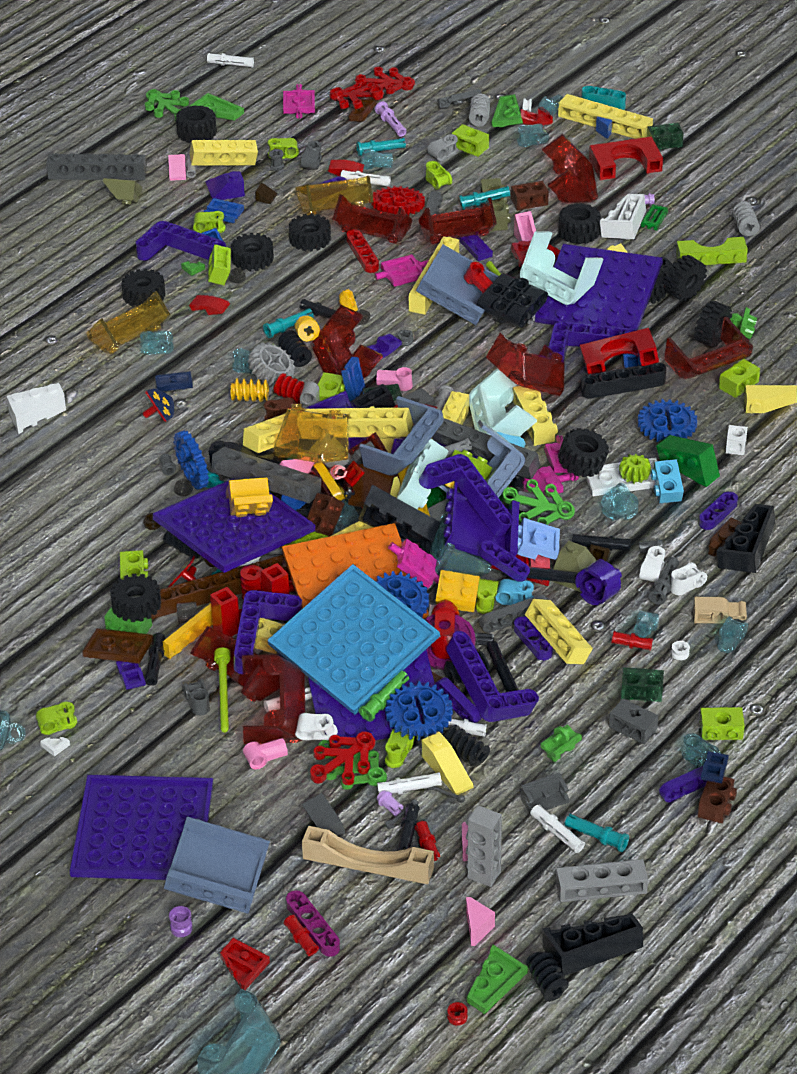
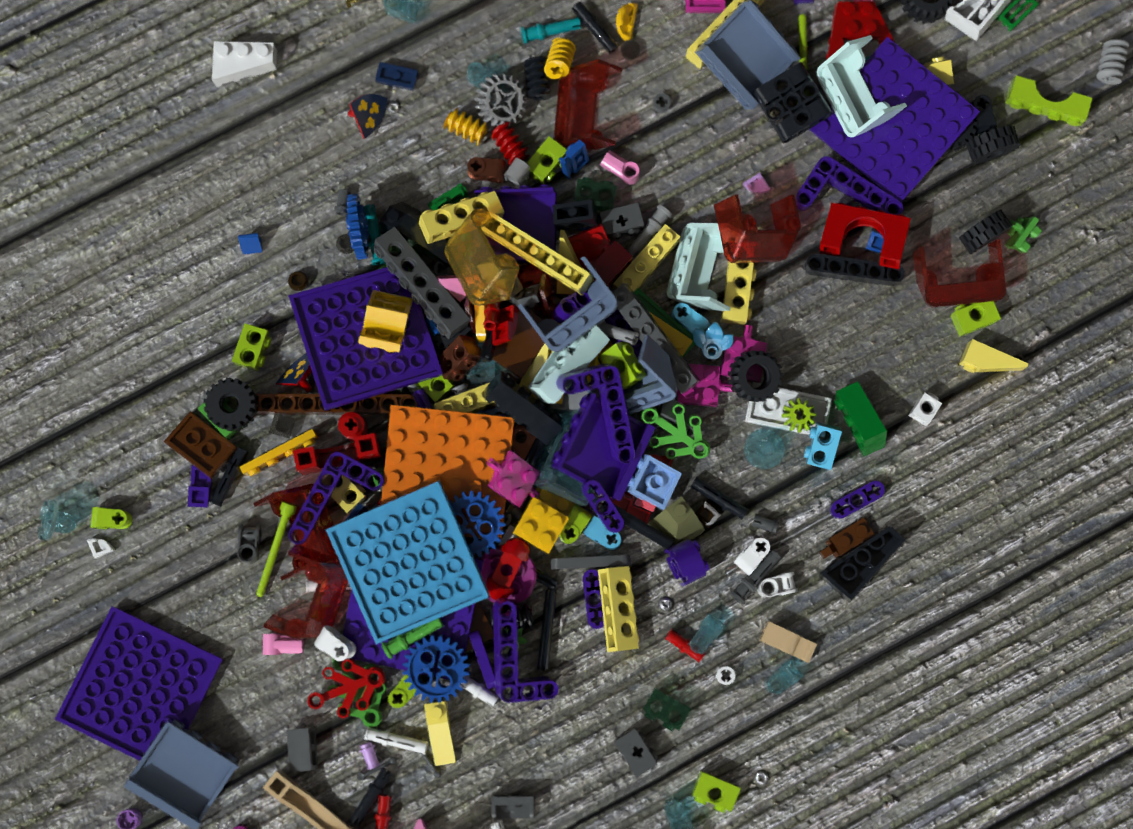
camera: 20 degrees right, 40 degrees up
(97, 509) = (250, 243): none -> blue slope
(386, 345) = (631, 109): dark purple slope -> none
(466, 746) = (465, 719): black piece -> none
(476, 275) = (773, 57): red piece -> none
(537, 444) = (714, 339): none -> dark azure plate
(561, 741) = (555, 752): bright green hips -> none
(679, 418) = (886, 356): blue gear -> none

